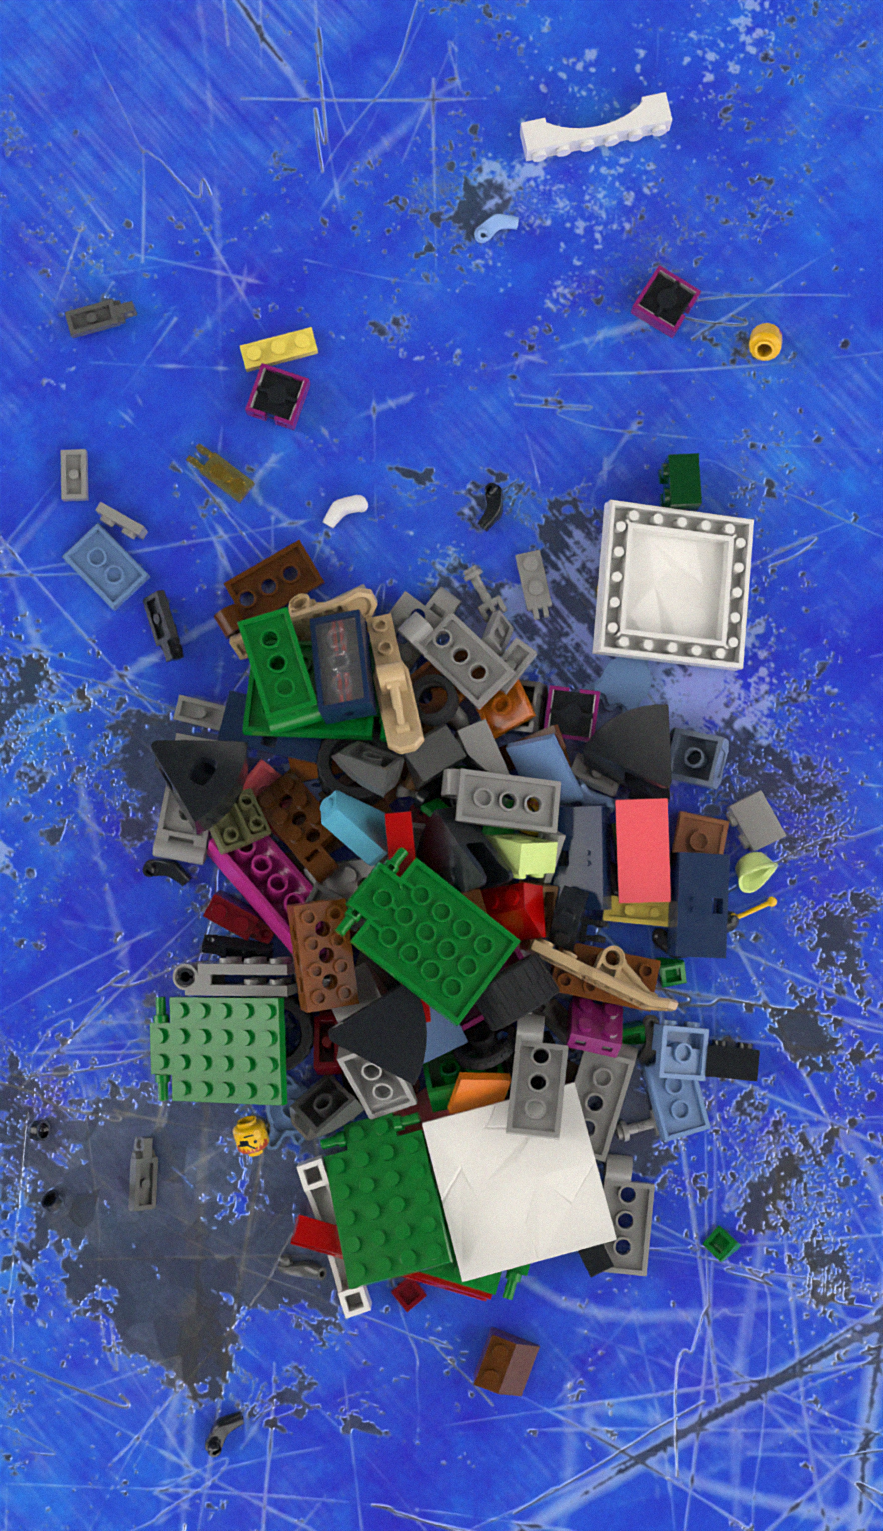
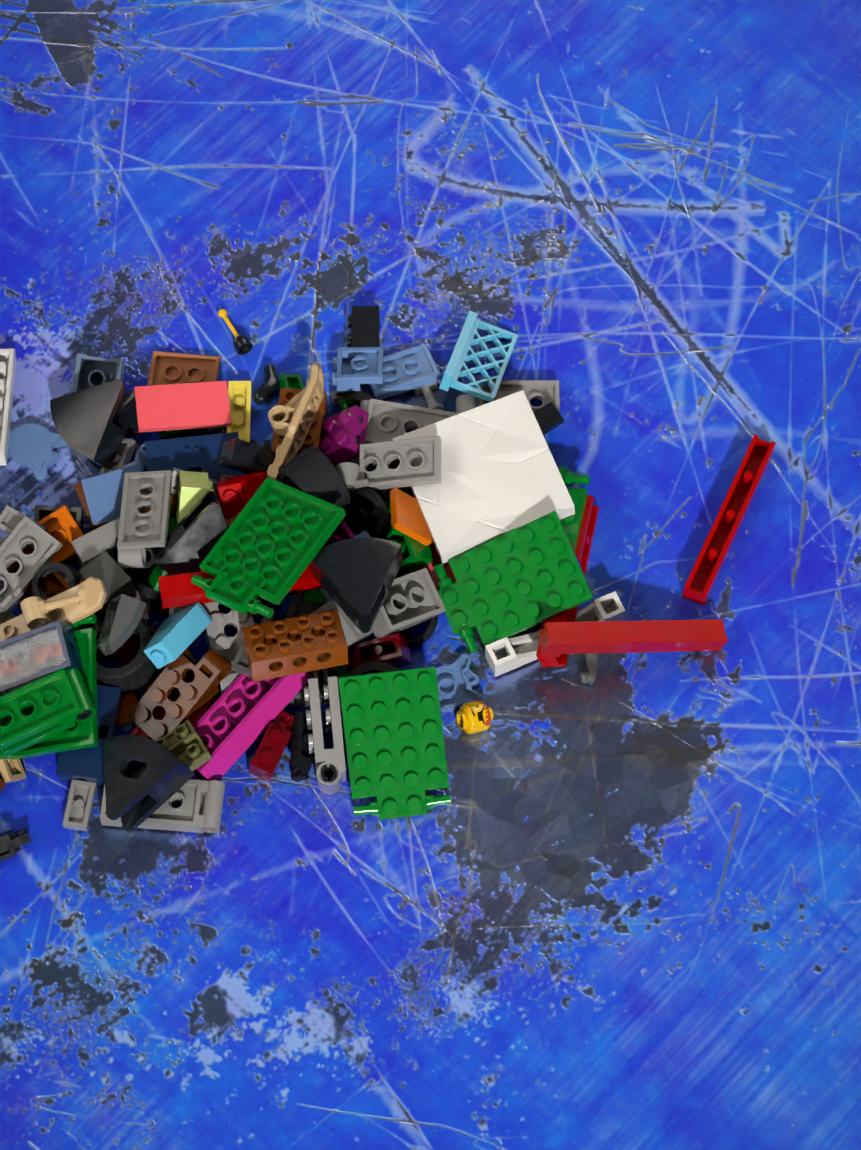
camera: 95 degrees left, 20 degrees down
(44, 1132) = (491, 908): black hinge -> none
(53, 1201) = (556, 891): black hinge -> none
(143, 1175) = (521, 808): dark grey hinge -> none
(168, 868) = (231, 821): black arm -> none
(220, 1430) = (745, 717): black arm -> none
(310, 1322) = (632, 636): none -> red tile
(323, 1108) = (440, 647): dark grey slope -> none
(408, 1293) = (600, 570): dark red plate -> none
(455, 1448) = (728, 520): none -> red tile
(505, 1363) = (649, 488): slope -> none
(572, 712) = (57, 482): black piece -> none
(687, 1167) = (460, 356): none -> medium azure fence
(698, 905) = (239, 360): dark blue brick -> none
(721, 1244) = (524, 327): green slope -> none
(754, 821) = (150, 326): light grey slope -> none
(754, 871) = (194, 326): yellowish green helmet -> none

